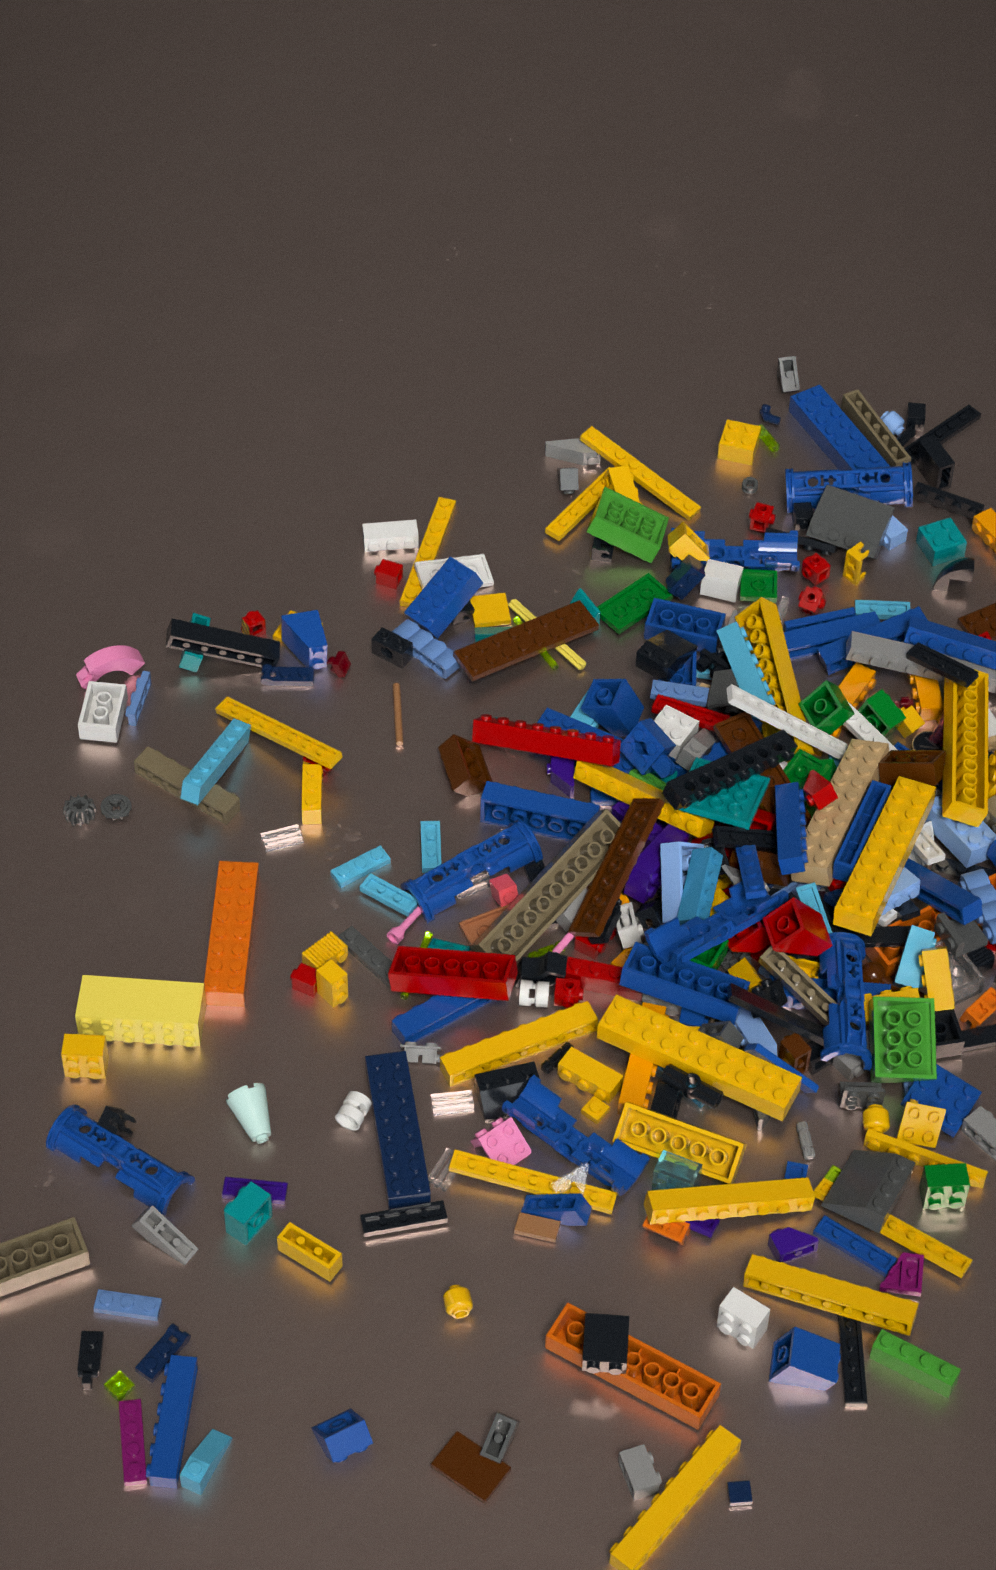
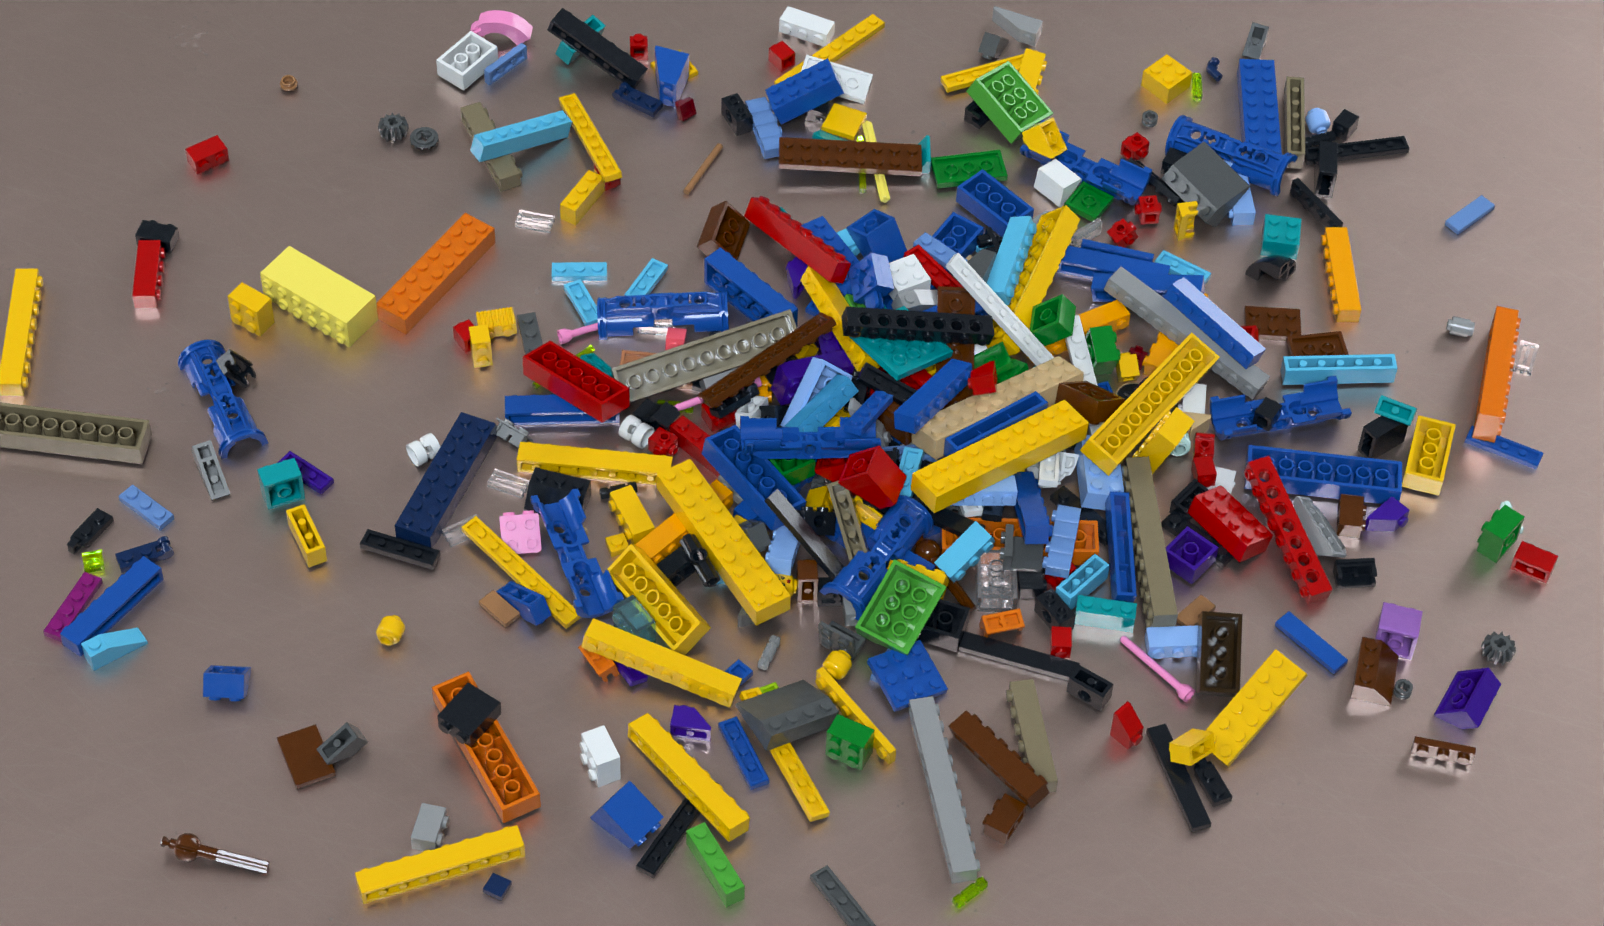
camera: 30 degrees right, 0 degrees up
(251, 1111) = (345, 410): light aqua cone -> none
(577, 1175) = (551, 583): clear slope -> none
(641, 473) = (1057, 67): yellow plate -> none
(664, 655) = (951, 216): black slope -> none
(685, 577) = (1024, 165): dark blue brick -> none
(761, 1052) = (795, 599): blue tile -> none
(905, 1276) = (765, 795): magenta wing -> none
(921, 1124) = (869, 685): yellow hinge -> none
(937, 977) = (969, 576): yellow brick -> none
(942, 665) = (1177, 328): black plate -> none

